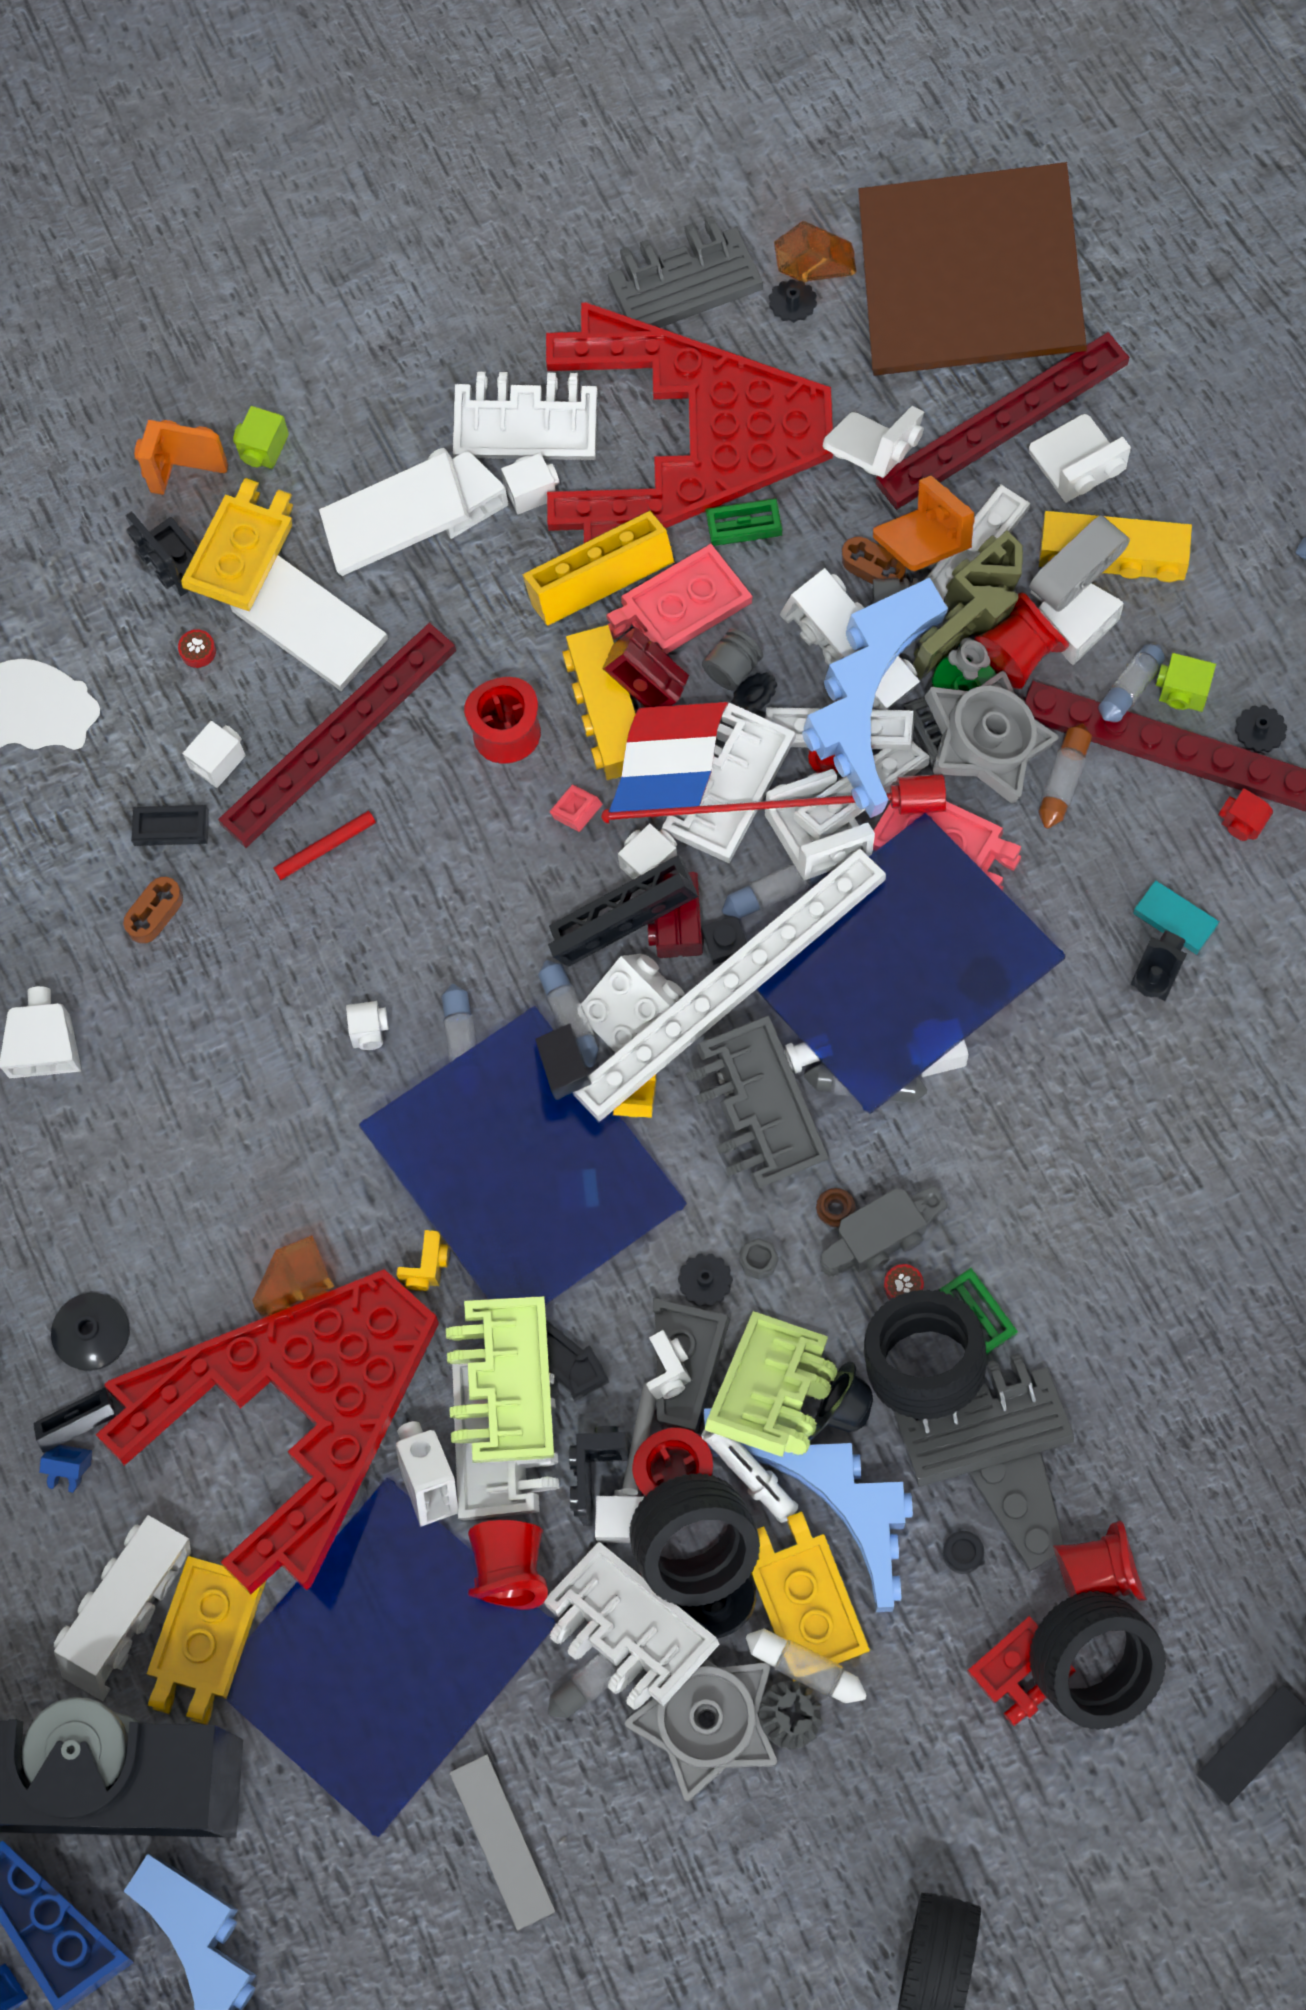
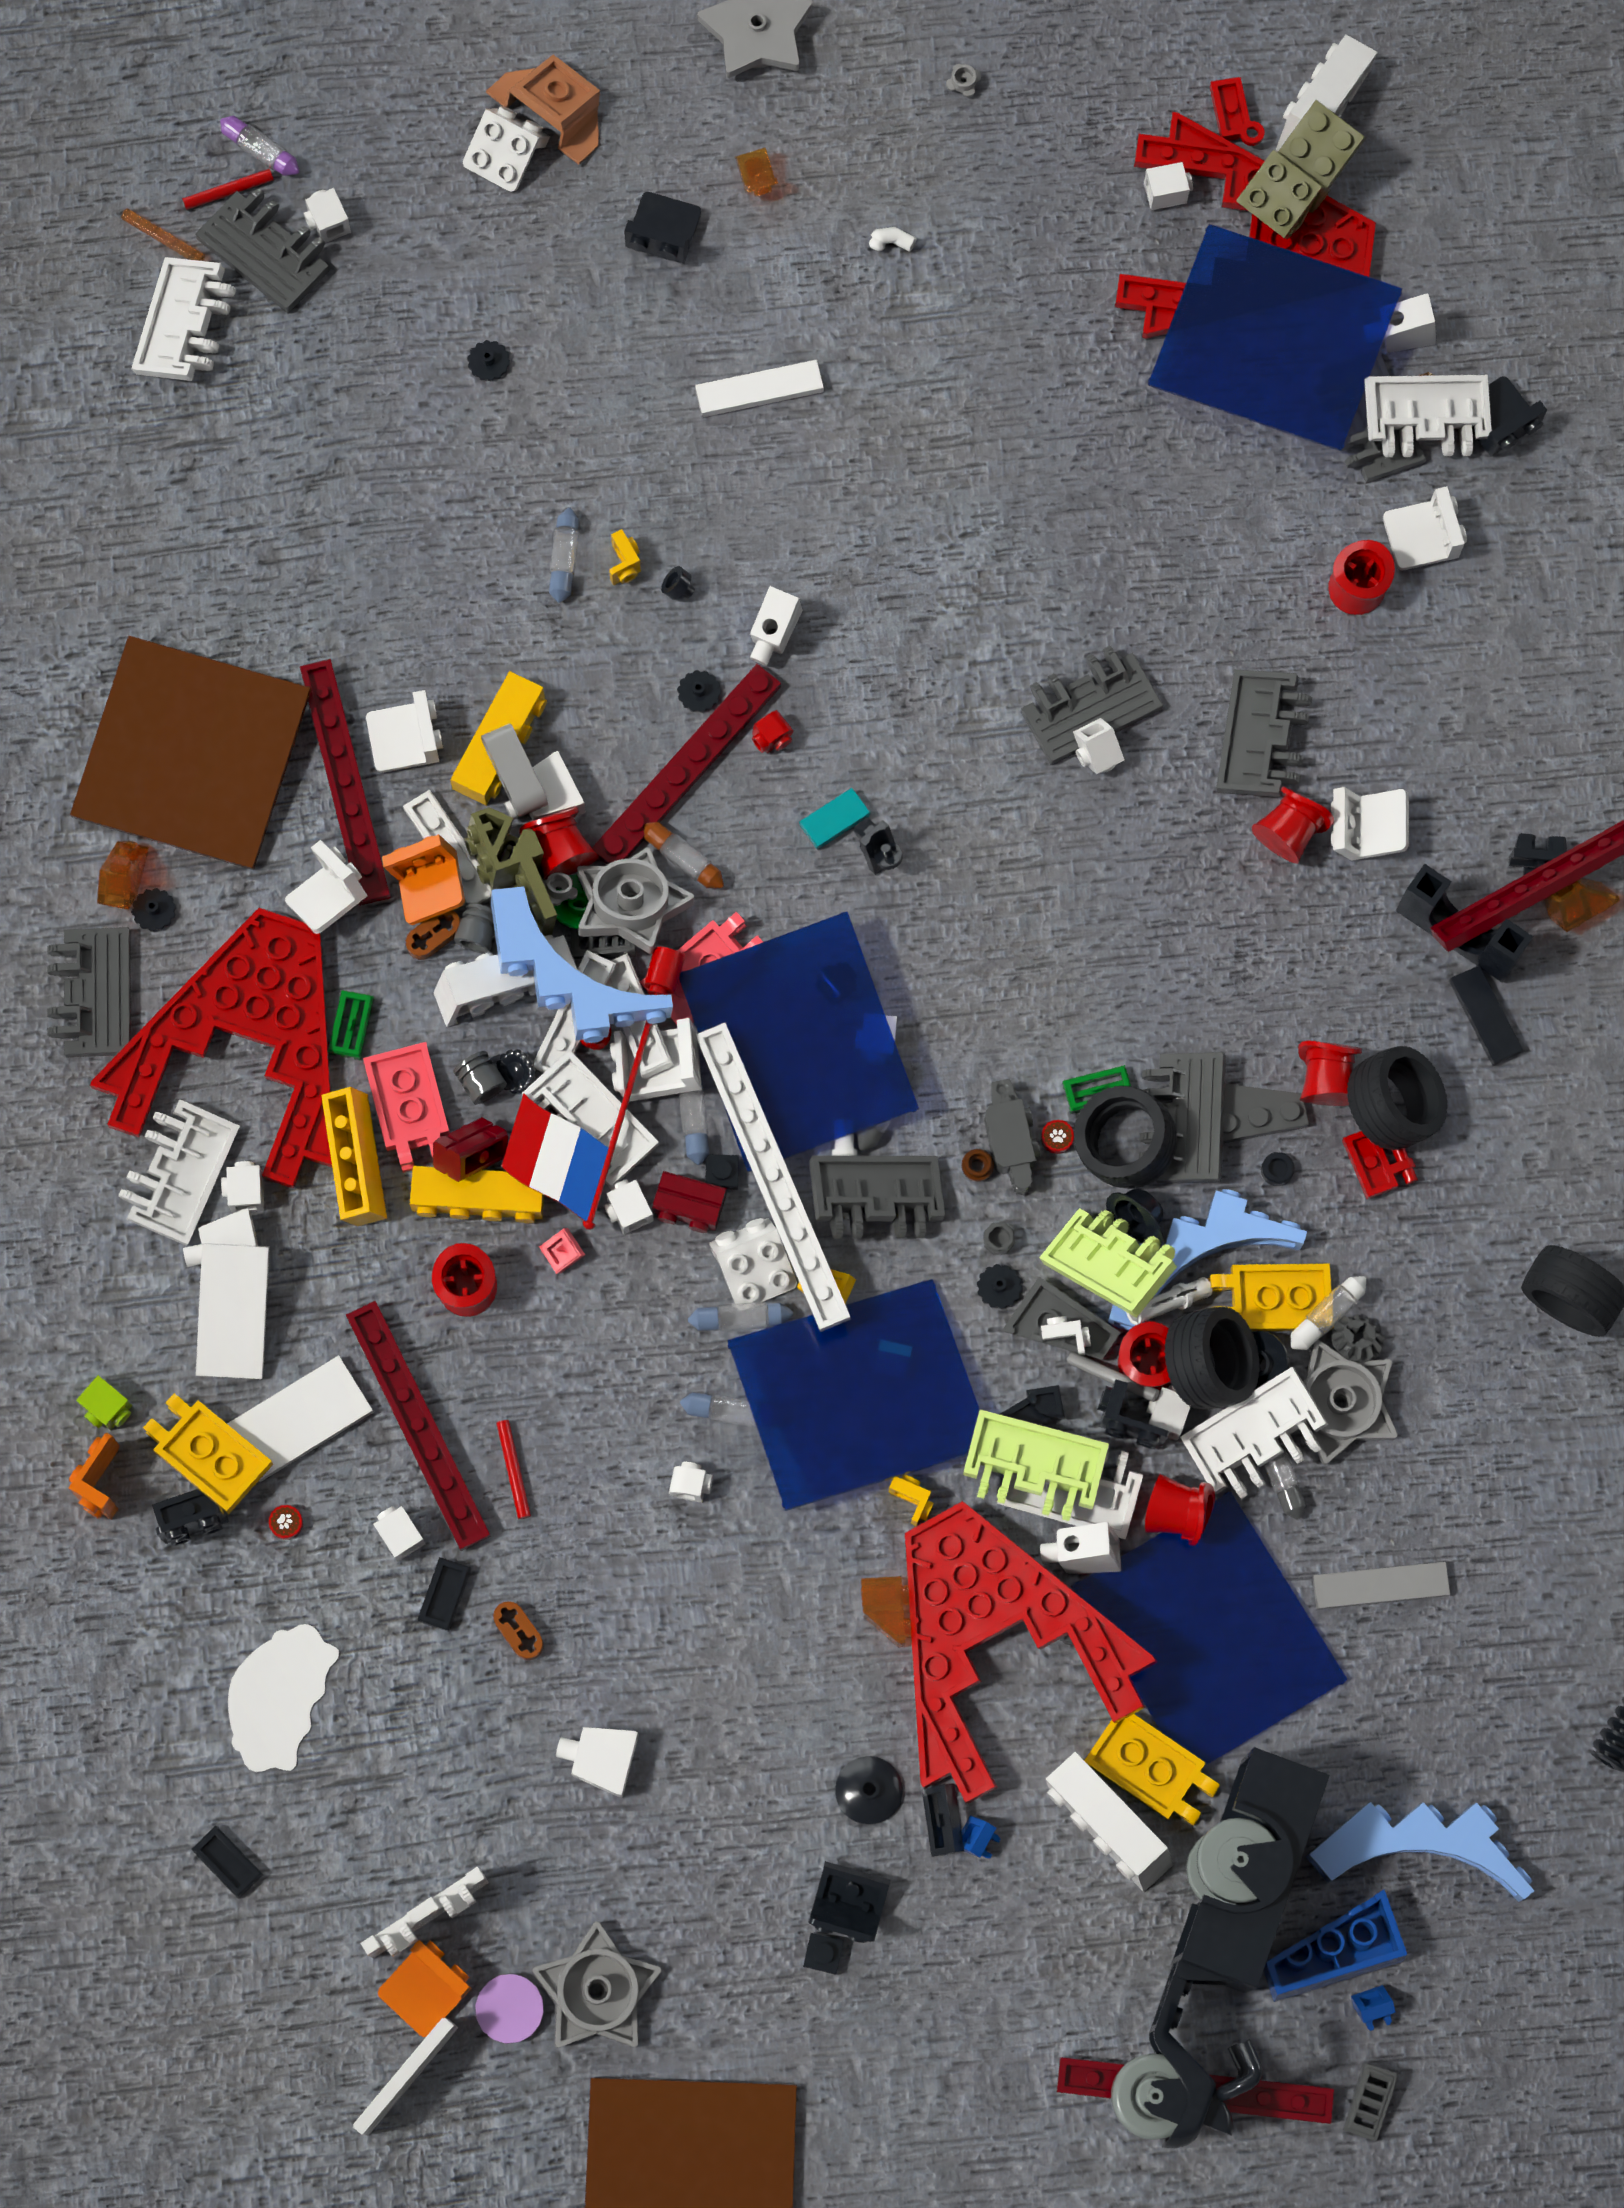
camera: 80 degrees left, 5 degrees up
(563, 1061) = (791, 1329): black tile -> none
(626, 916) = (685, 1242): black fence -> none
(1131, 682) = (626, 772): piece -> none
(1185, 682) = (641, 731): lime brick -> none

